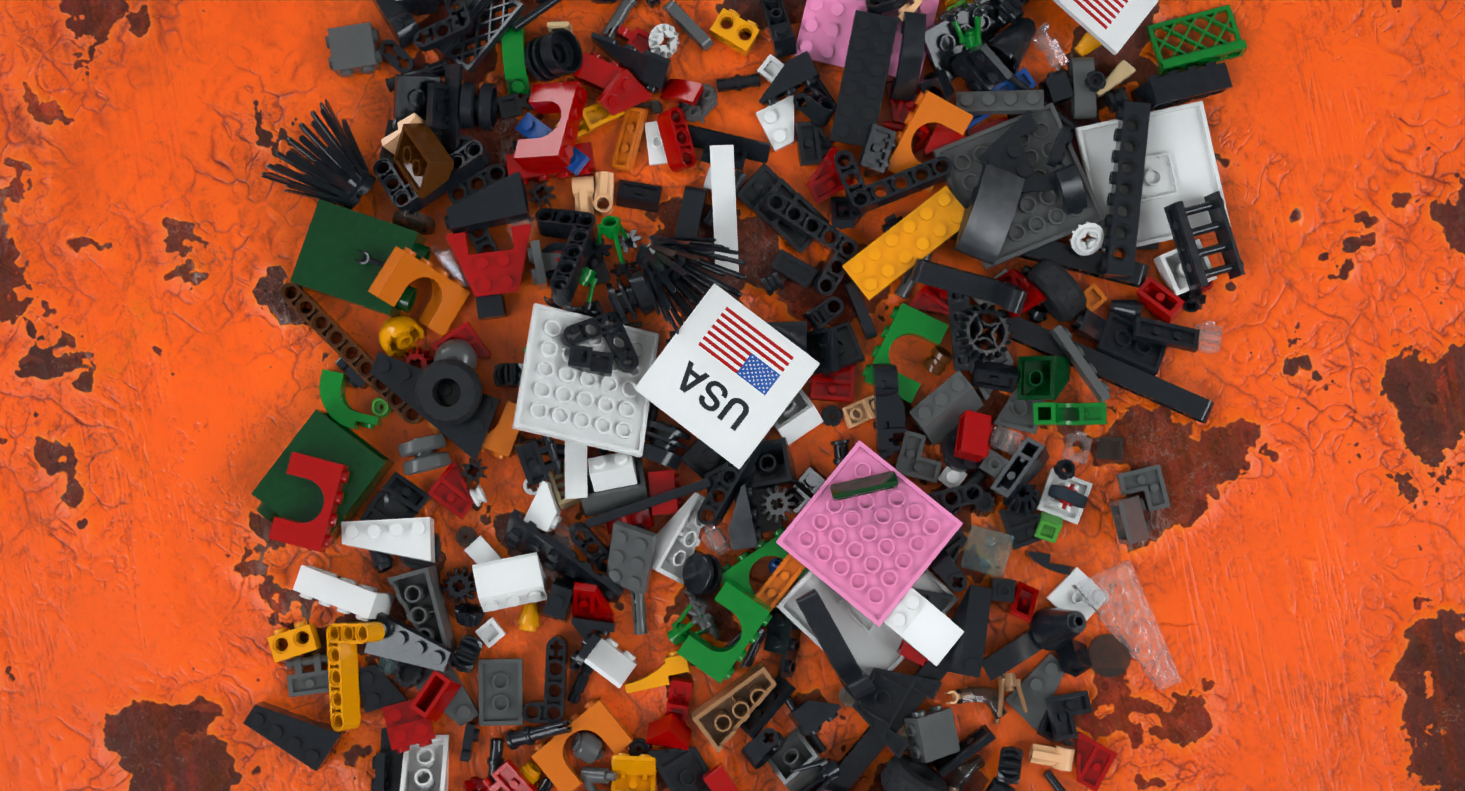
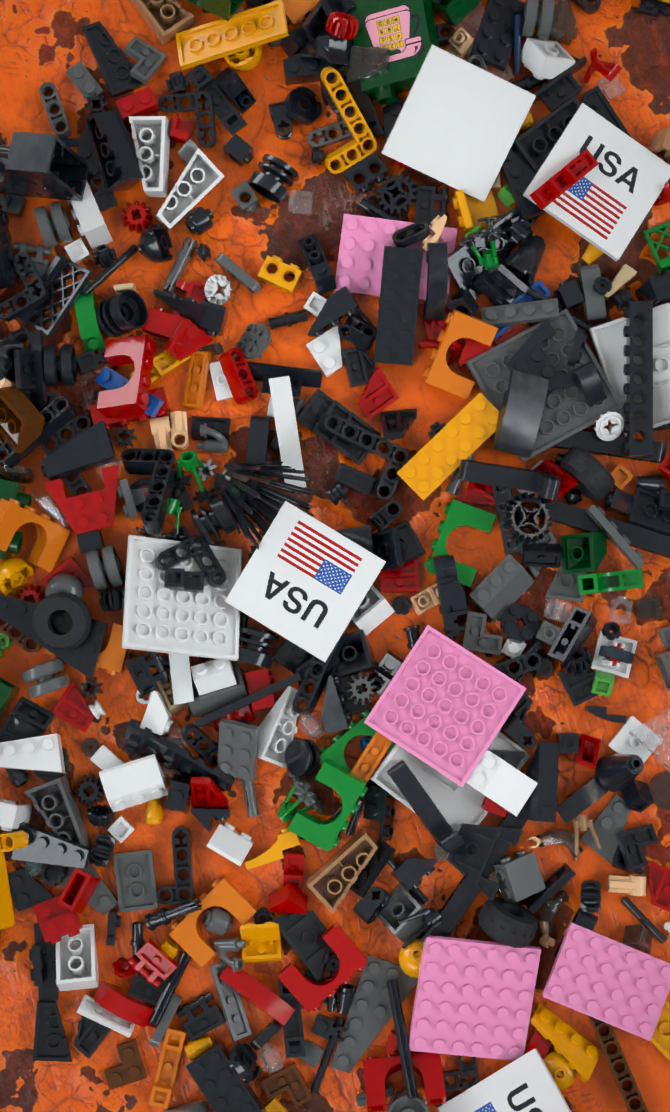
camera: 10 degrees left, 0 degrees up
(500, 339) = (105, 568): none -> dark grey wheel
(580, 683) = (205, 866): black axle -> none
(588, 645) = (202, 842): black plate -> none
(638, 214) = (216, 445): none -> dark grey plant
(682, 91) = (239, 332): red slope -> none
(860, 309) = (417, 509): black beam -> none
(864, 486) = (436, 664): slope -> none
(876, 150) = (416, 367): black bracket -> none
(887, 184) = (429, 396): black beam -> none
(937, 360) = (490, 546): reddish brown wheel -> none
(973, 436) = (527, 610): red piece -> none
(987, 551) = (551, 710): clear light blue slope -> none
(1051, 48) = (564, 266): clear wing -> none

